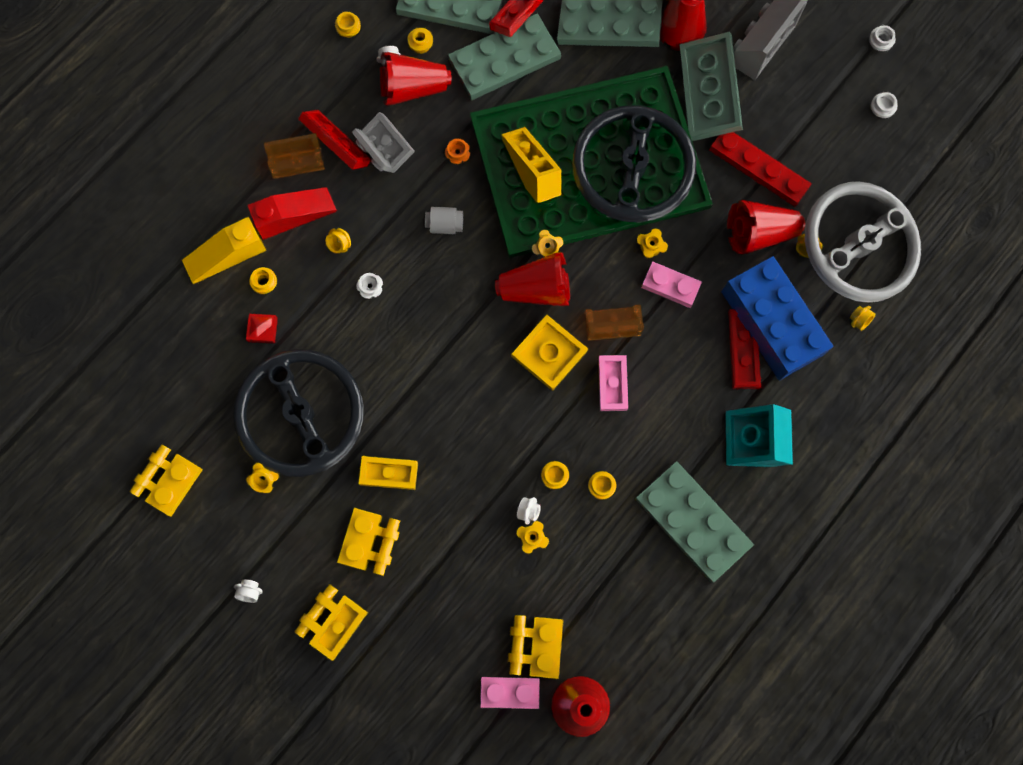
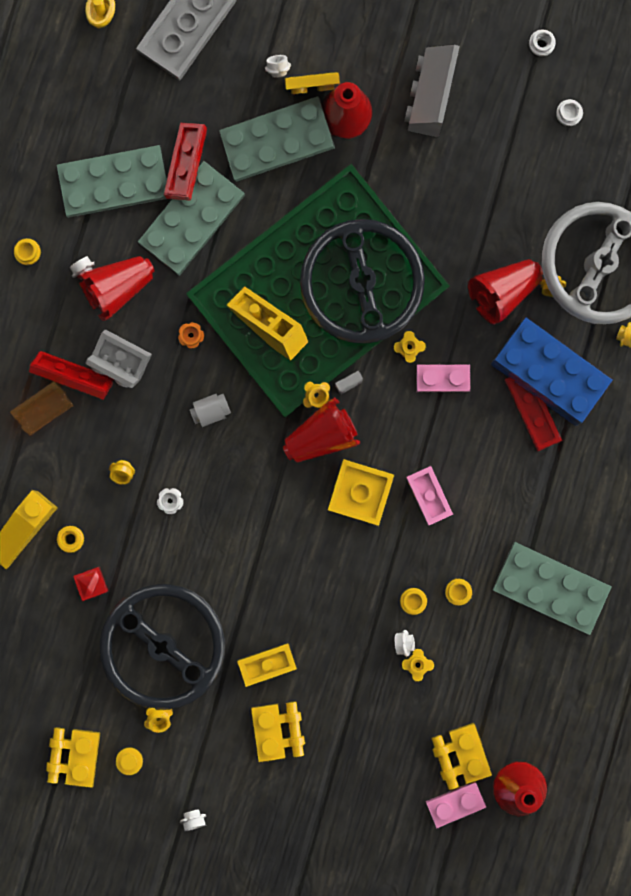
camera: 25 degrees left, 10 degrees up
(215, 506) = (129, 761): none -> yellow plate
(290, 210) = (64, 461): red slope -> none
(337, 628) = (285, 817): yellow plate -> none
(420, 46) = (109, 243): yellow plate -> none
(582, 249) = (349, 382): none -> light grey tile
(614, 323) = (405, 437): clear orange hinge -> none
(711, 86) = (400, 167): sand green plate -> none
(759, 436) = (578, 488): teal slope -> none
(761, 167) = (478, 225): red plate -> none

